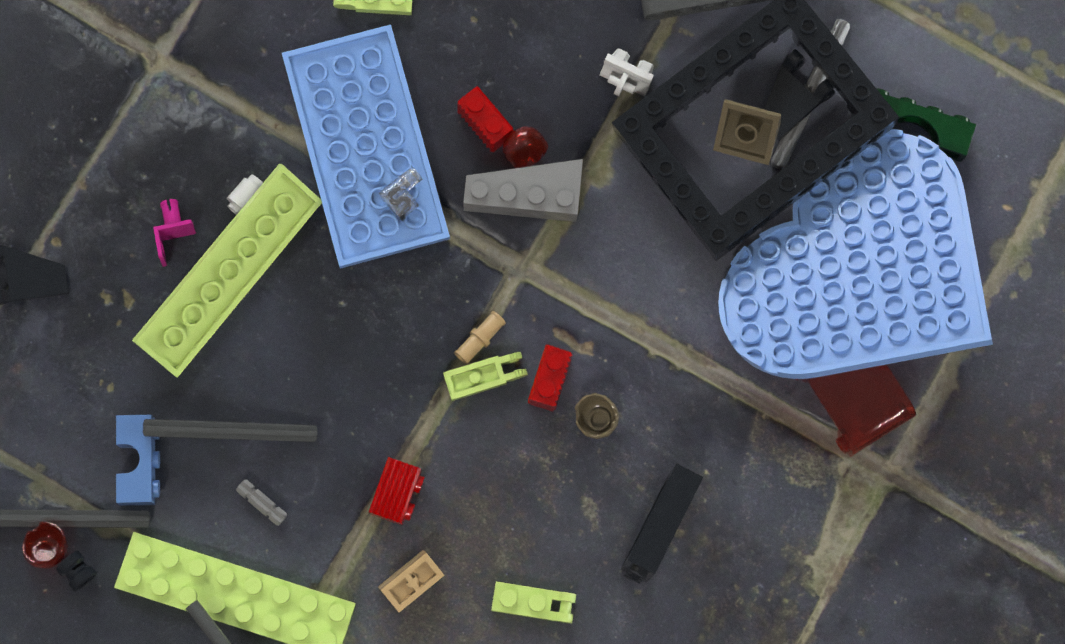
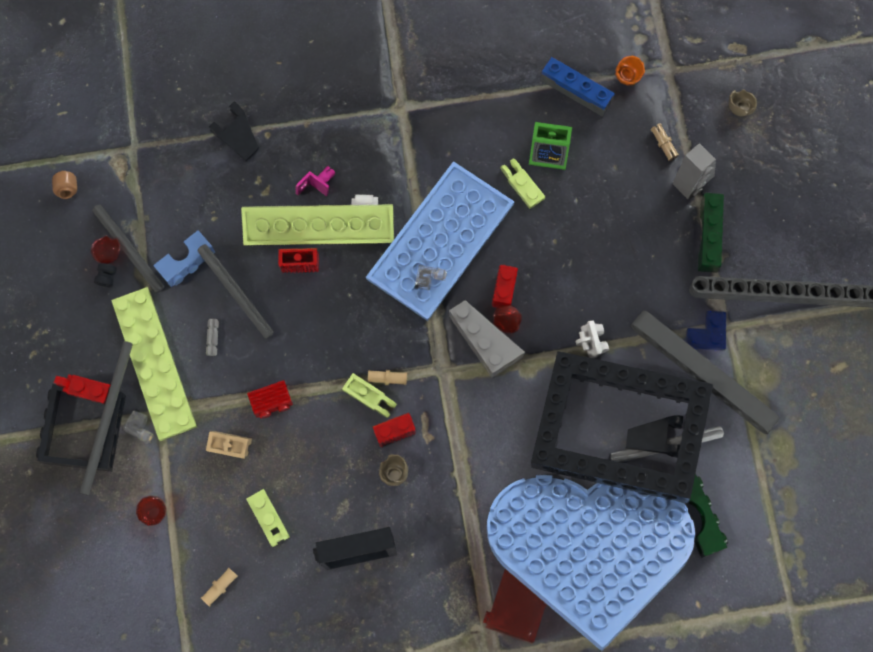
camera: 60 degrees right, 5 degrees down
(254, 327) = (298, 260): none -> red brick
(747, 132) = (610, 423): dark tan slope -> none

